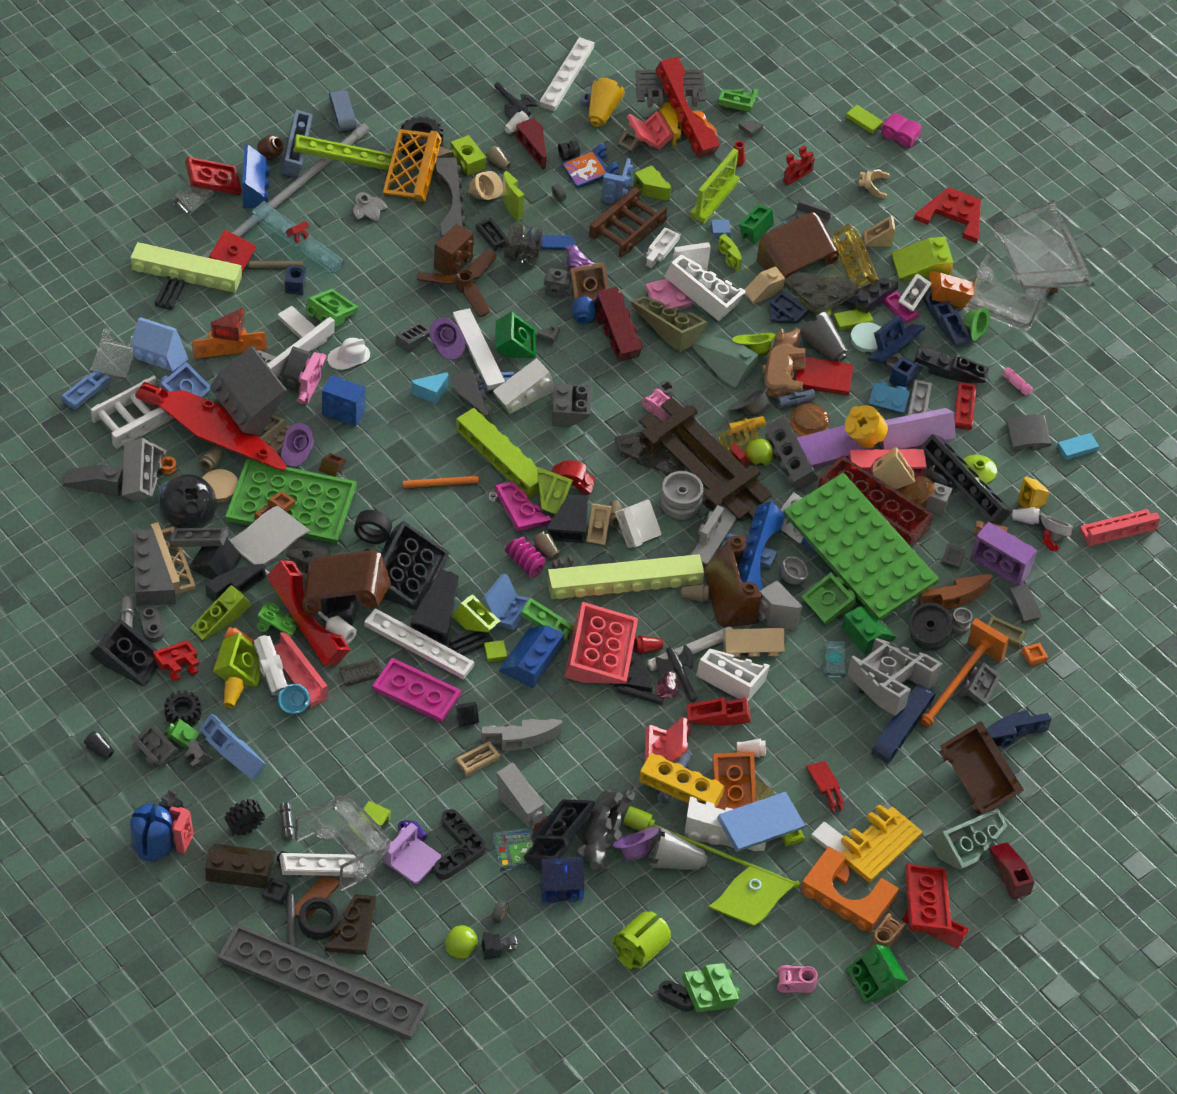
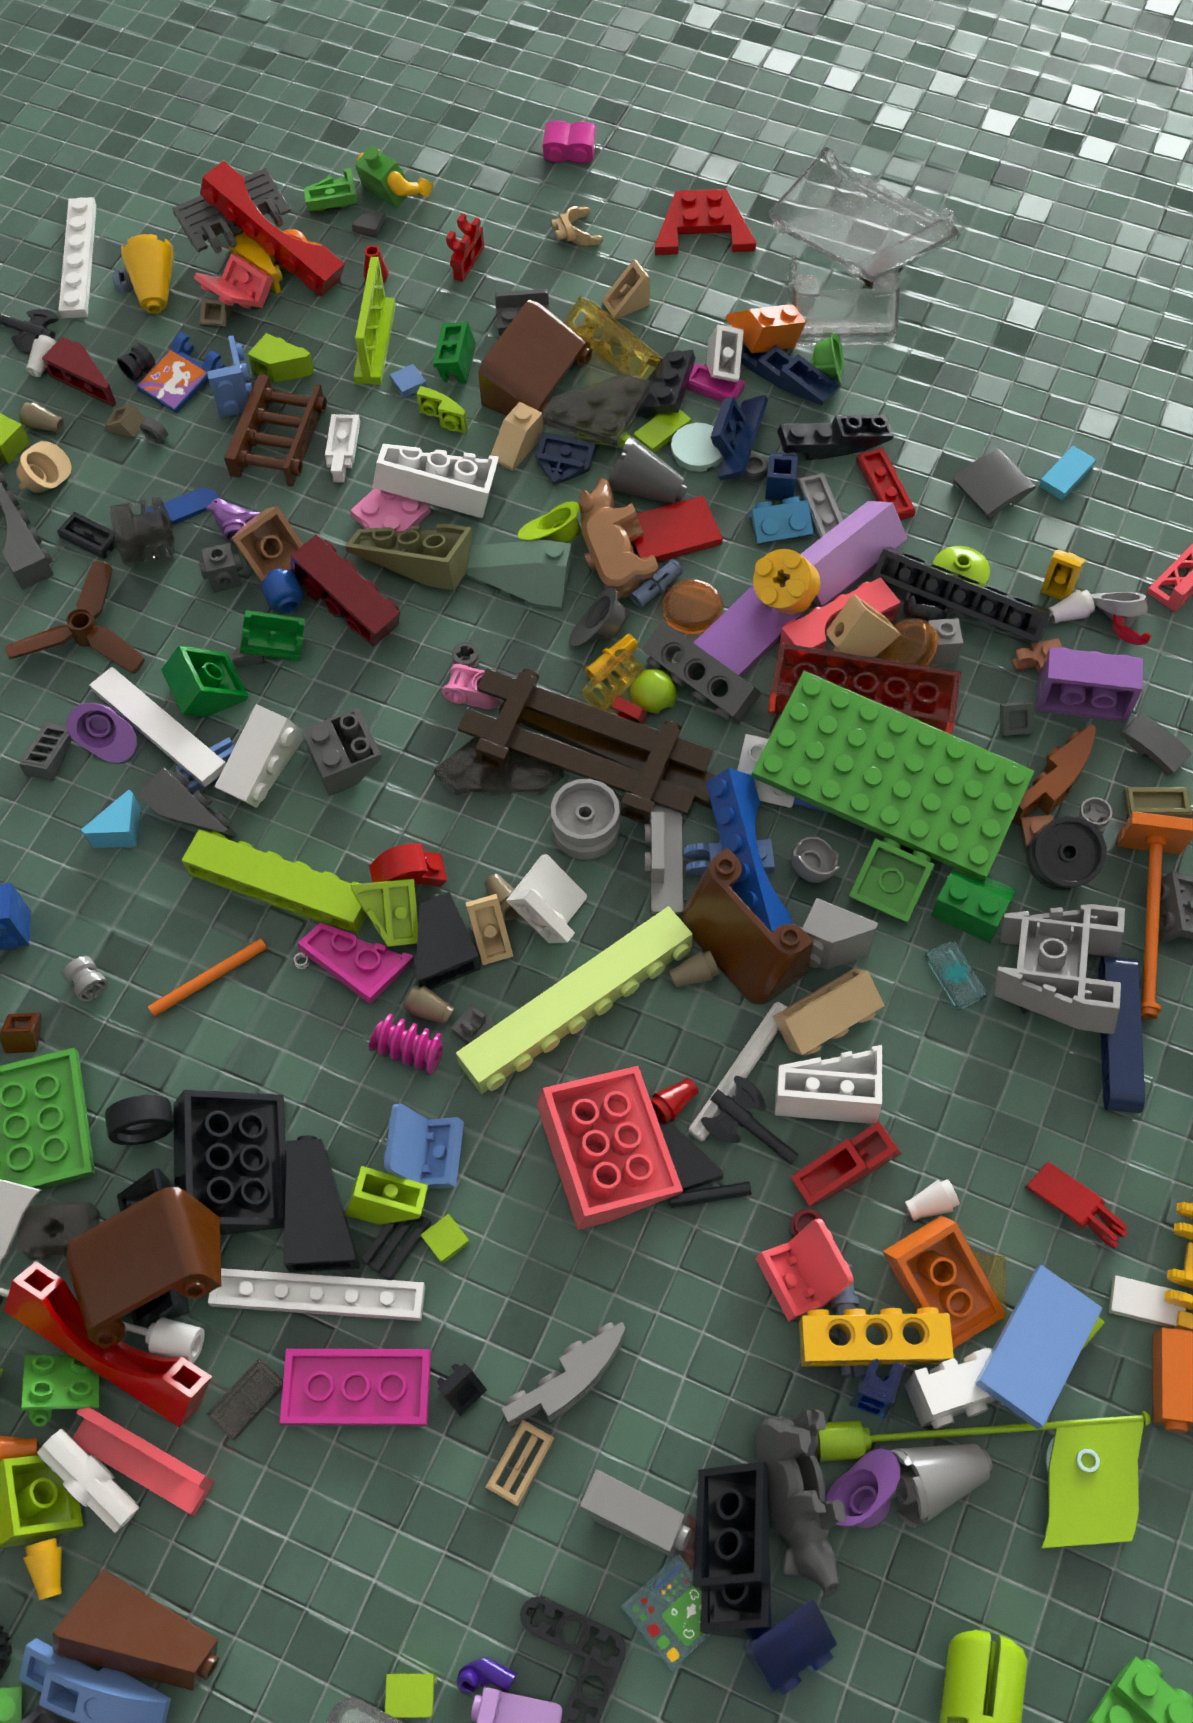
camera: 20 degrees left, 10 degrees up
(261, 733) = (135, 1635): none -> reddish brown slope
(294, 699) = (158, 1528): medium azure hair -> none
(377, 452) = (83, 975): none -> light grey wheel
(453, 250) = (43, 588): reddish brown brick -> none
(512, 196) = (90, 466): lime slope -> none
(533, 655) = (507, 1216): blue slope -> none
(541, 616) = (499, 1143): bright green plate -> none
(545, 180) = (125, 421): none -> dark tan slope
(565, 330) = (272, 635): none -> green hinge
(667, 685) = (744, 1158): clear pink tile -> none
(669, 805) = (877, 1395): none -> clear blue hinge
(697, 252) = (400, 431): white tile -> none
(774, 105) = (385, 178): none -> bright green torso
(864, 119) = (512, 149): lime tile -> none
(923, 257) = (705, 302): lime slope -> none
(1017, 381) = (931, 417): bright pink axle -> none

